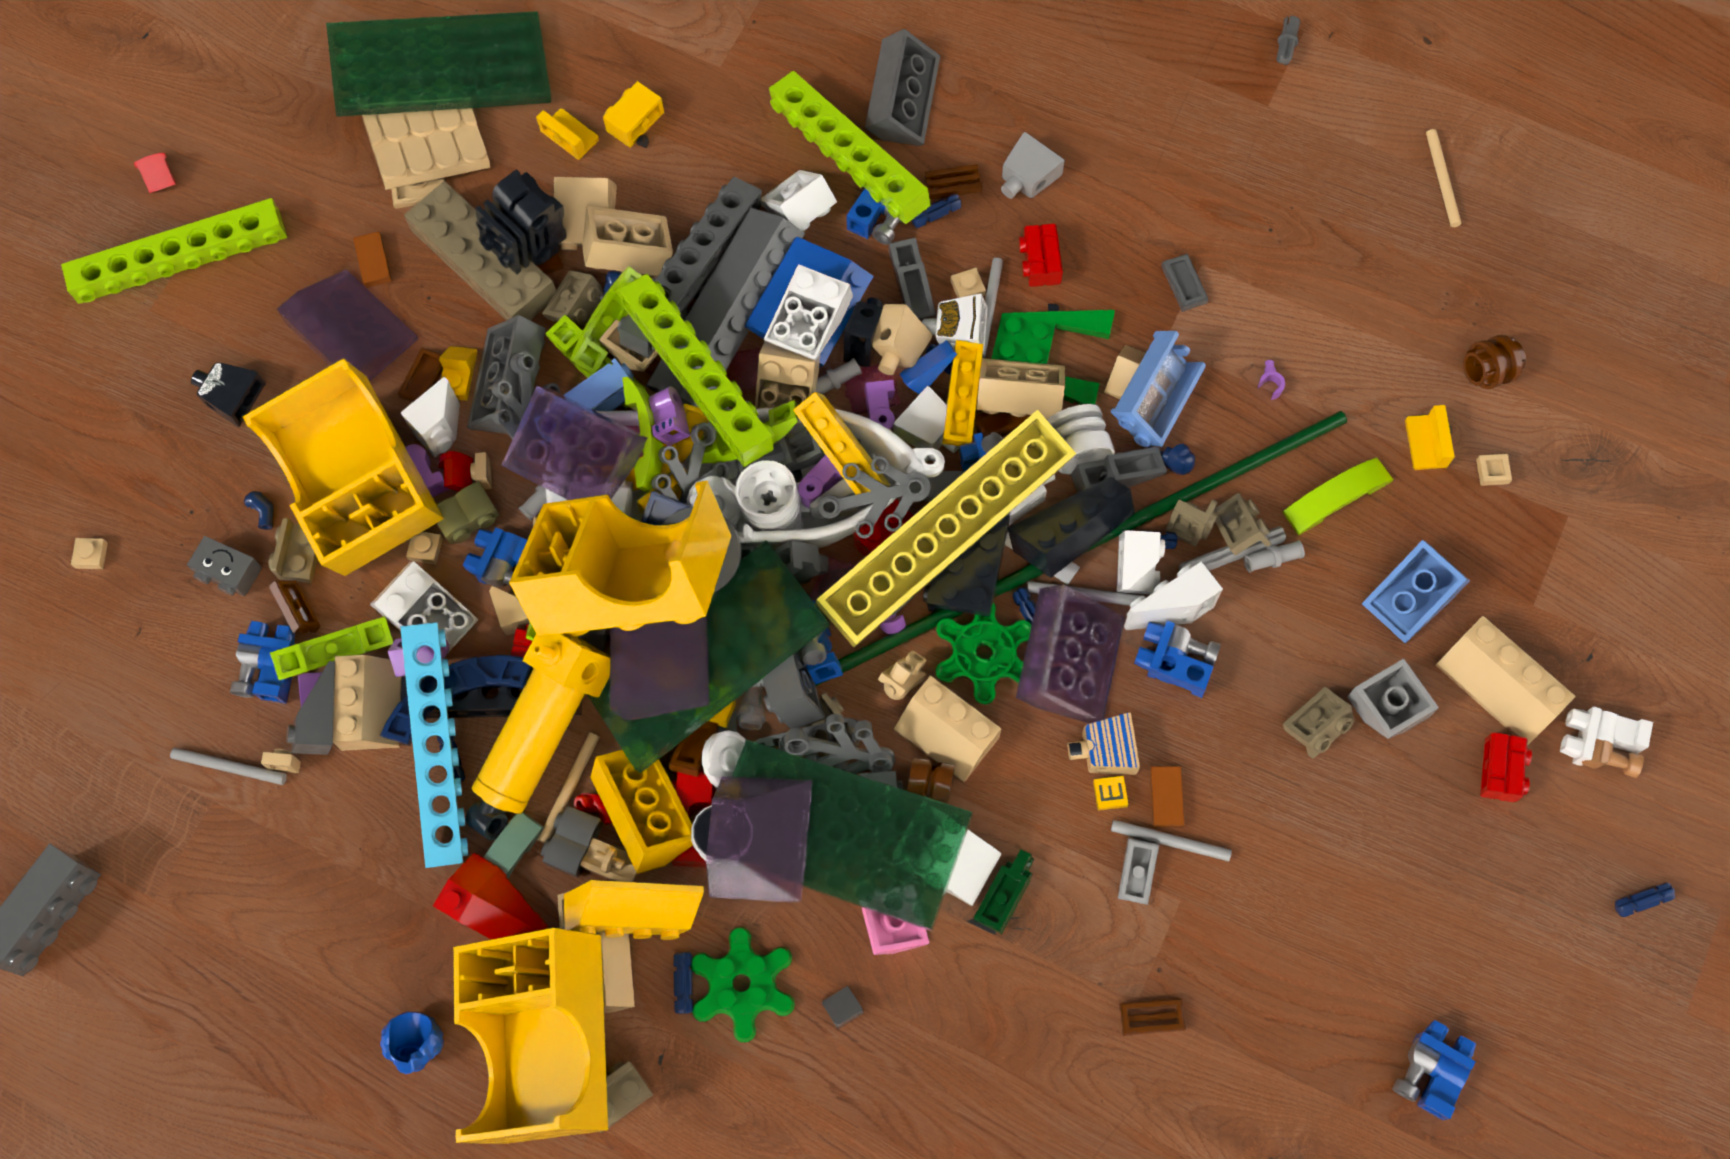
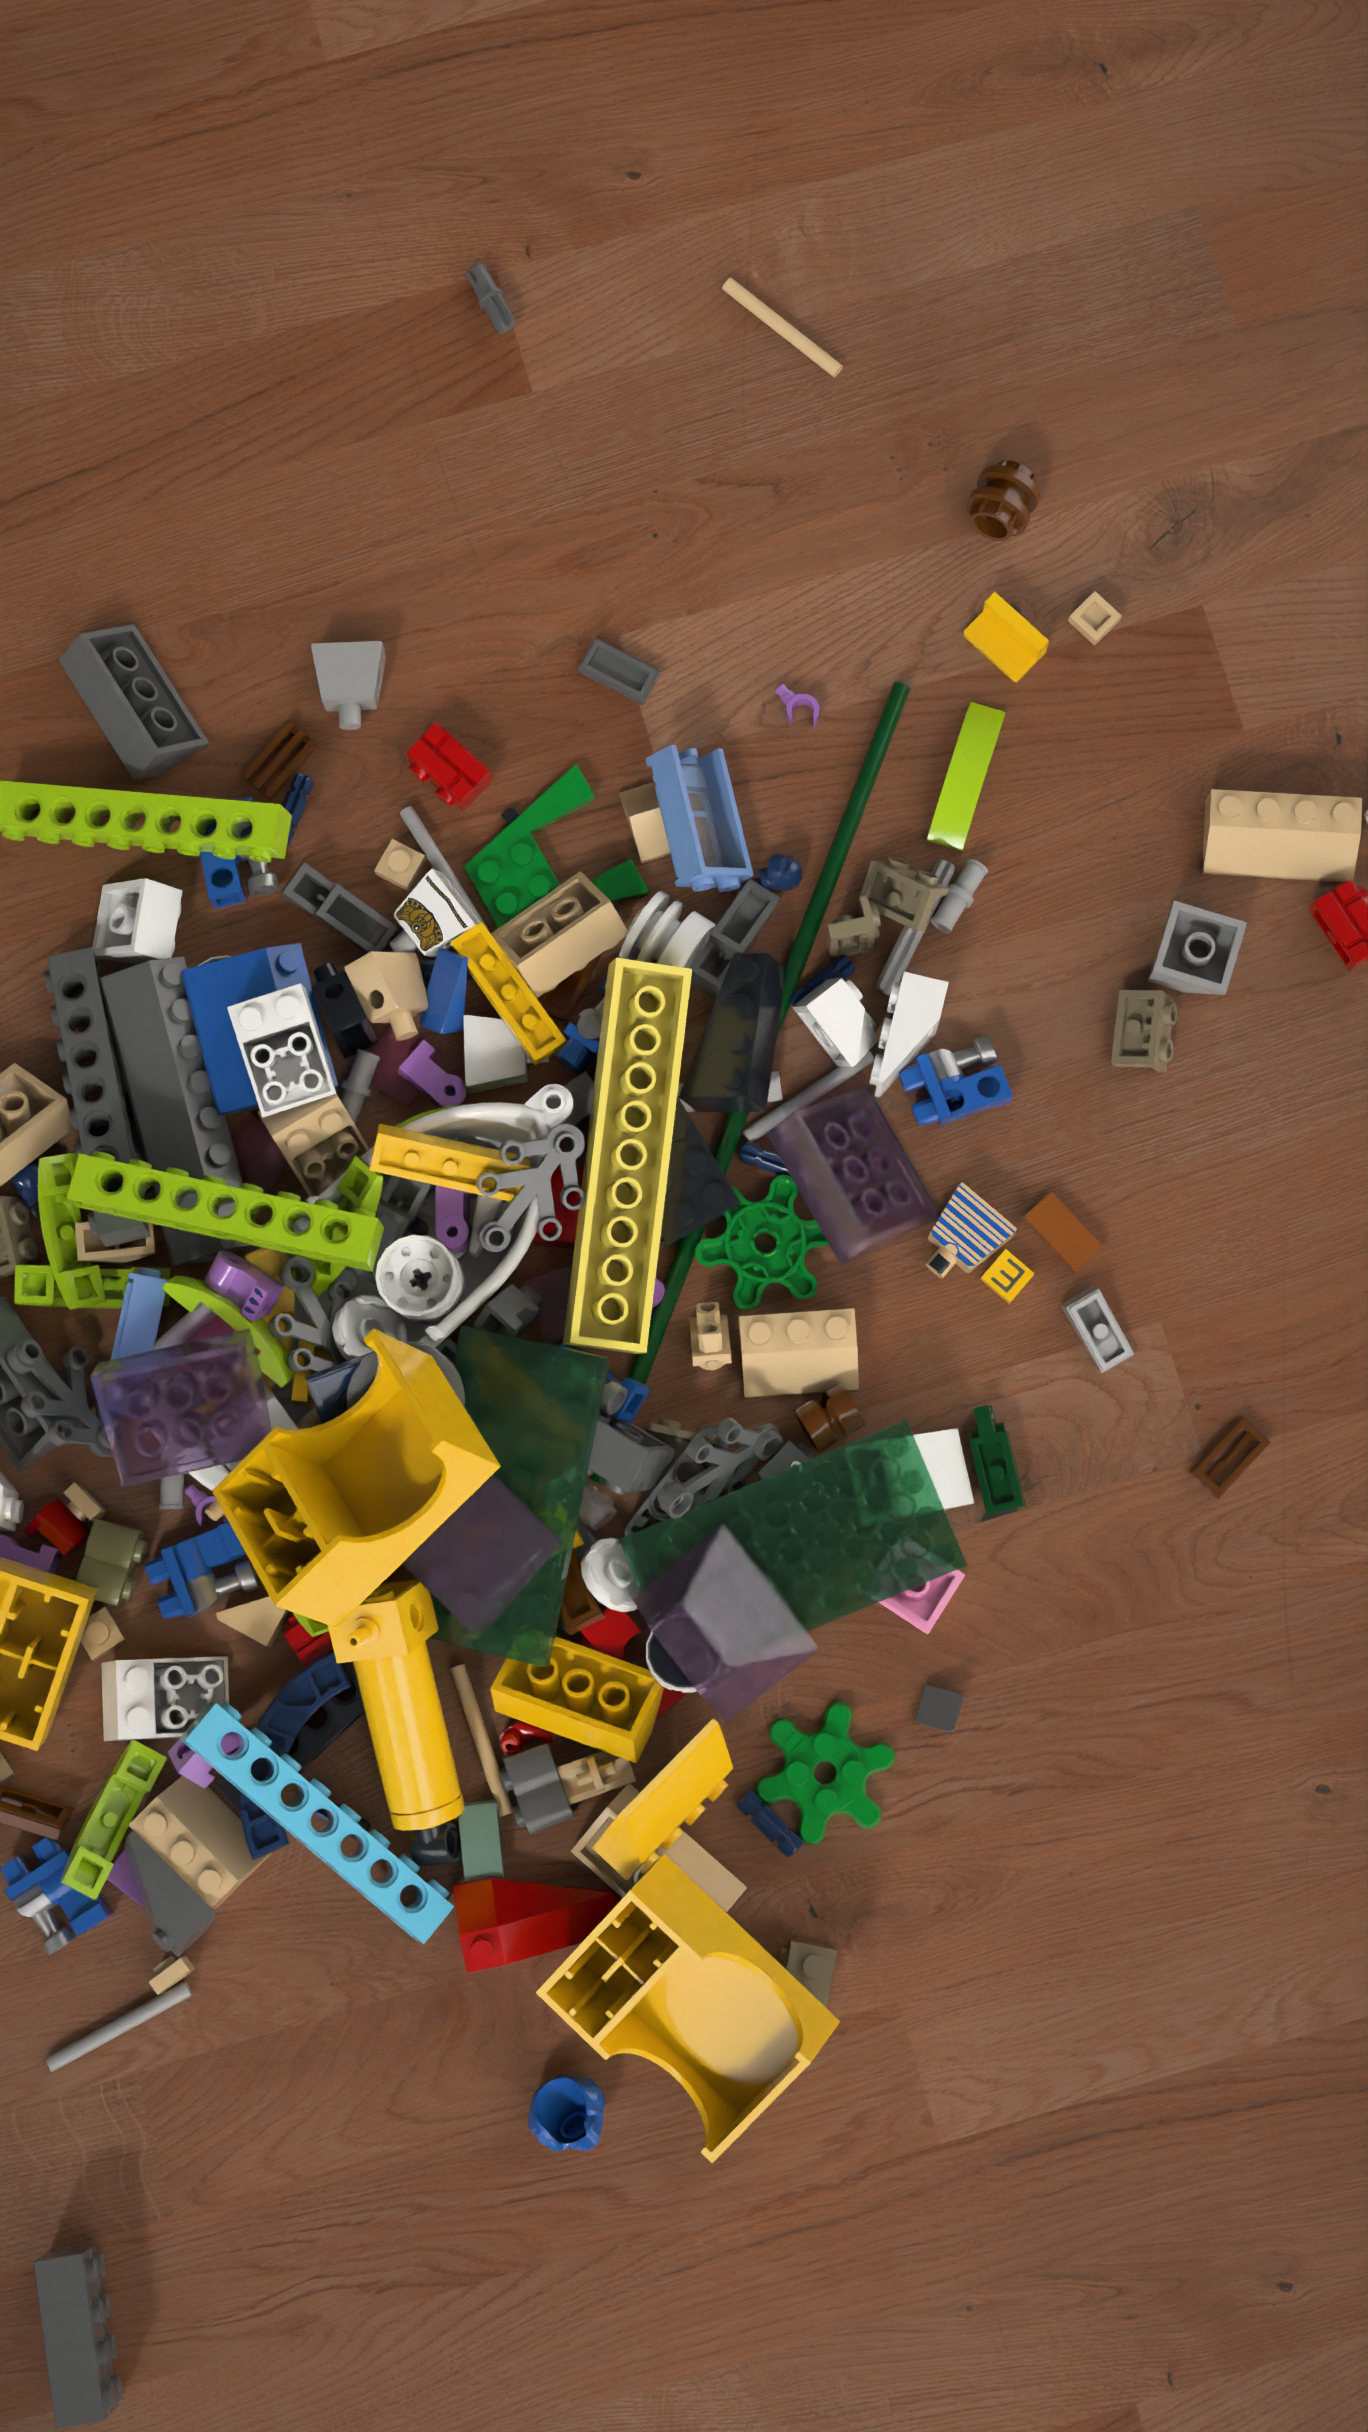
camera: 40 degrees left, 10 degrees up
(1171, 840) = (1103, 1272): light grey bar -> none
(1415, 591) = (1125, 815): medium blue slope -> none

